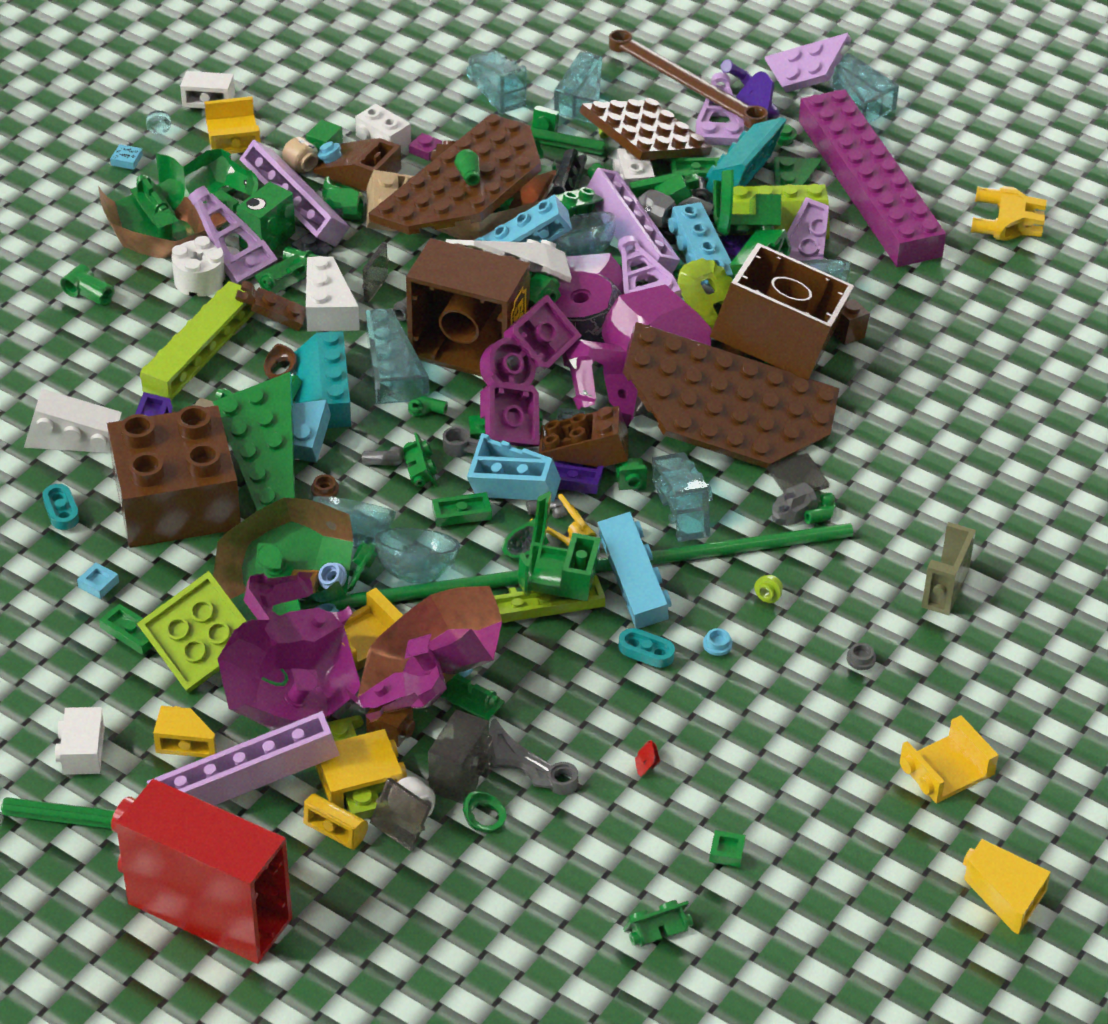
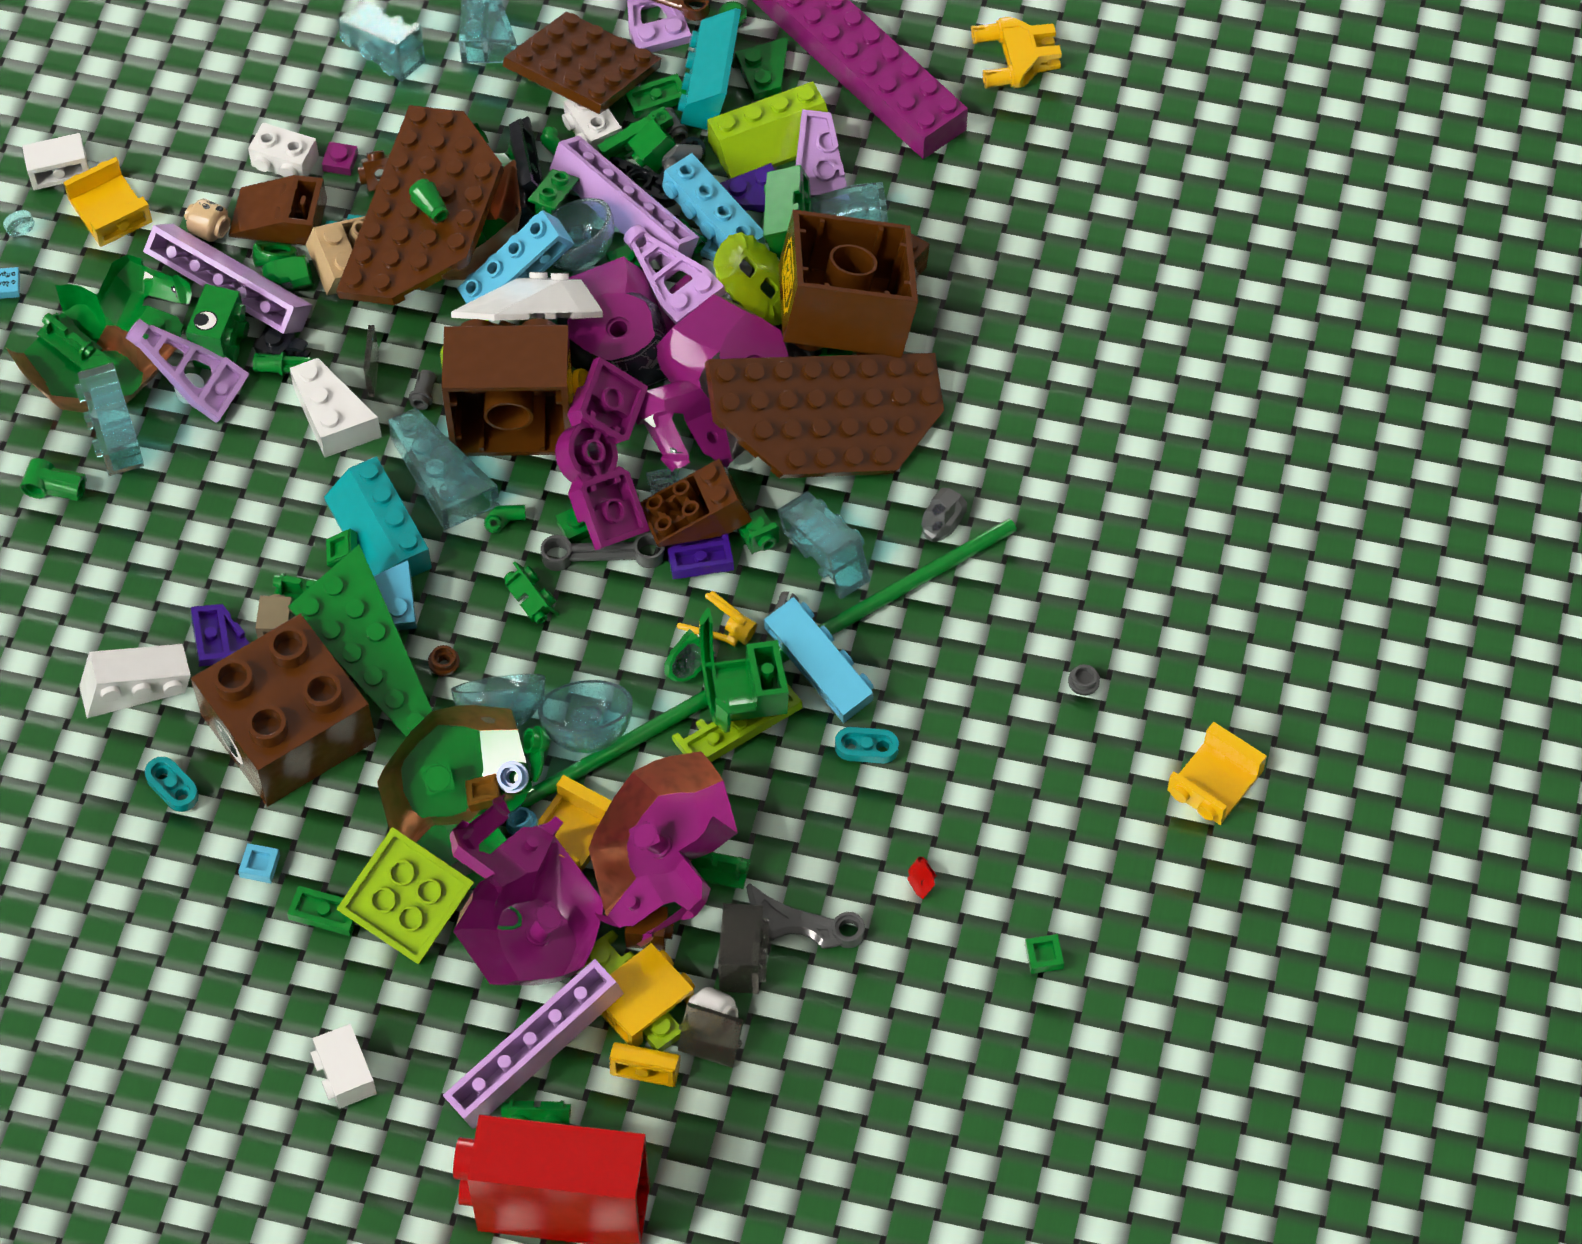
camera: 20 degrees left, 15 degrees up
(57, 812) = (361, 1154): green axle -> none
(148, 250) = (109, 419): none -> clear light blue wedge
(183, 733) = (443, 1017): yellow slope -> none
(195, 343) = (215, 515): lime brick -> none
(198, 267) = (168, 416): white brick -> none
(272, 305) = (278, 443): reddish brown plate -> none
(277, 354) = (310, 504): reddish brown piece -> none
(283, 274) = (265, 393): green hinge -> none
(323, 133) = (224, 186): green brick -> none
(329, 152) = (241, 208): medium azure plate -> none
(392, 457) = (489, 601): dark grey arm -> none
(461, 509) = (602, 639): green plate -> none
(486, 800) = (787, 983): green piece -> none
(511, 471) = (639, 580): medium azure wedge -> none
(543, 285) = (582, 341): green brick -> none
(545, 119) = (462, 81): green plate -> none
(556, 507) = (687, 601): dark grey arm -> none
(569, 141) = (489, 101): green axle -> none
(657, 206) = (643, 169): dark grey rock -> none
(669, 917) = (1021, 1053): green hinge -> none
(717, 642) = (934, 713): medium azure plate -> none
(763, 215) = (765, 147): green piece -> none
(774, 586) = (960, 629): lime plate -> none
(798, 470) = (929, 471): clear smoke piece -> none
(824, 511) = (975, 510): green arm -> none
(947, 577) = (1135, 567): olive panel -> none
(1006, 882) = (1323, 897): yellow slope -> none

